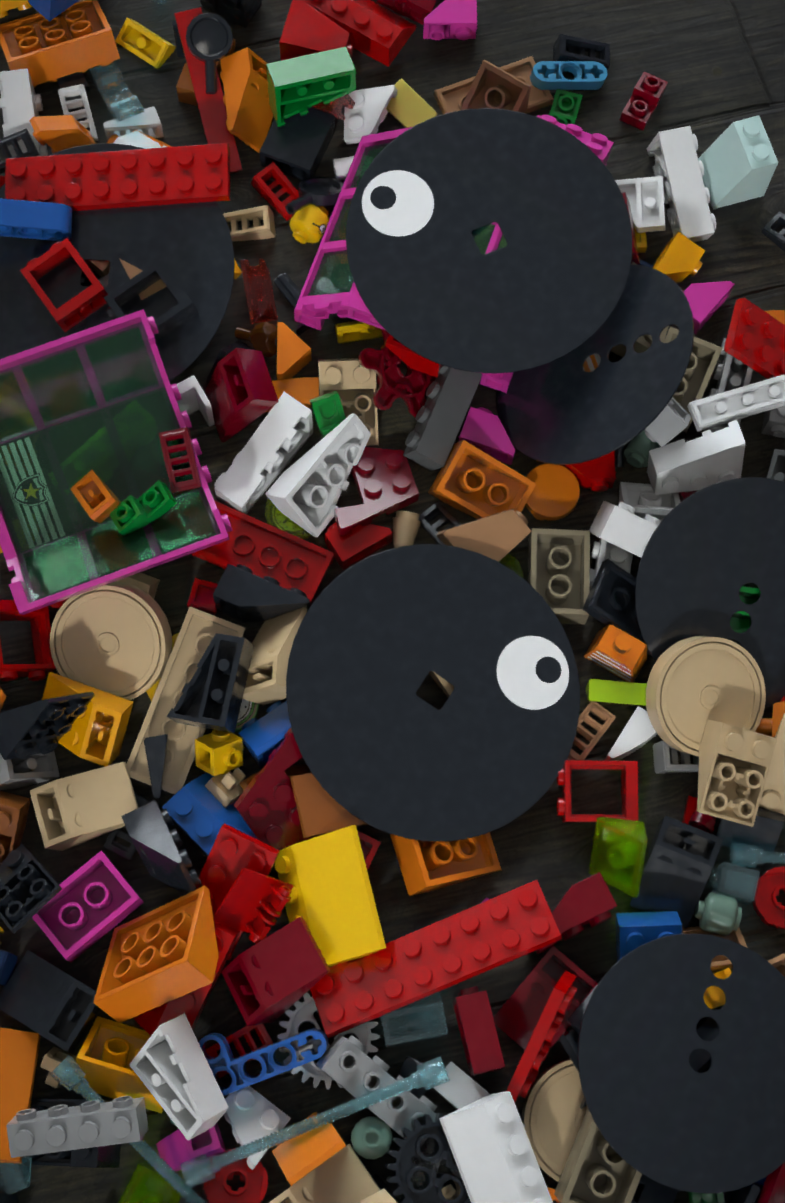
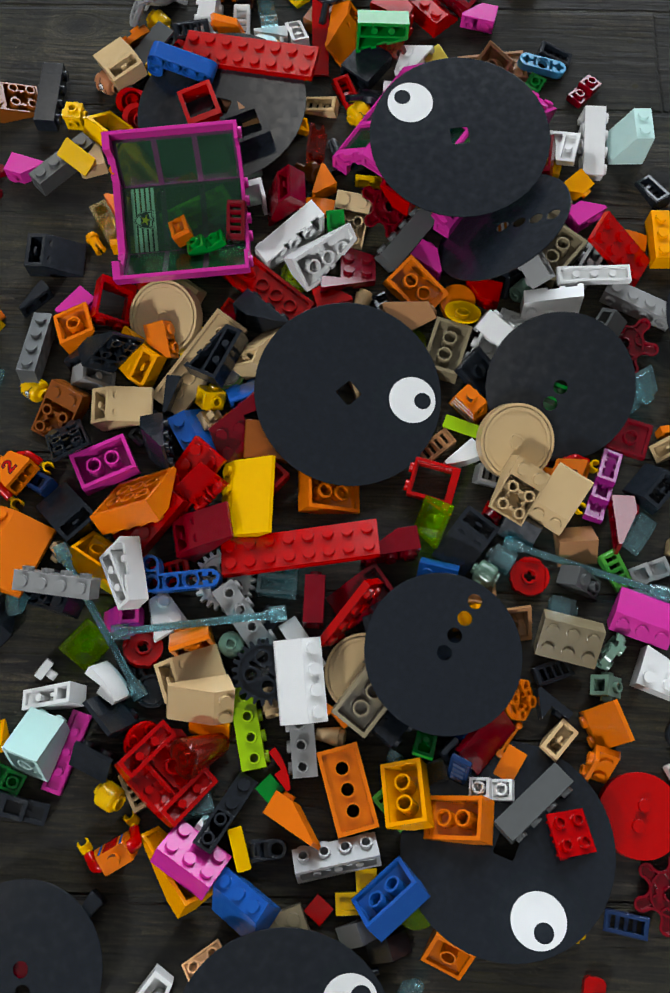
camera: 20 degrees right, 0 degrees up
(117, 680) = (161, 338): none -> orange slope
(176, 119) = (297, 33): none -> white slope
(566, 509) = (462, 312): none -> yellow dish

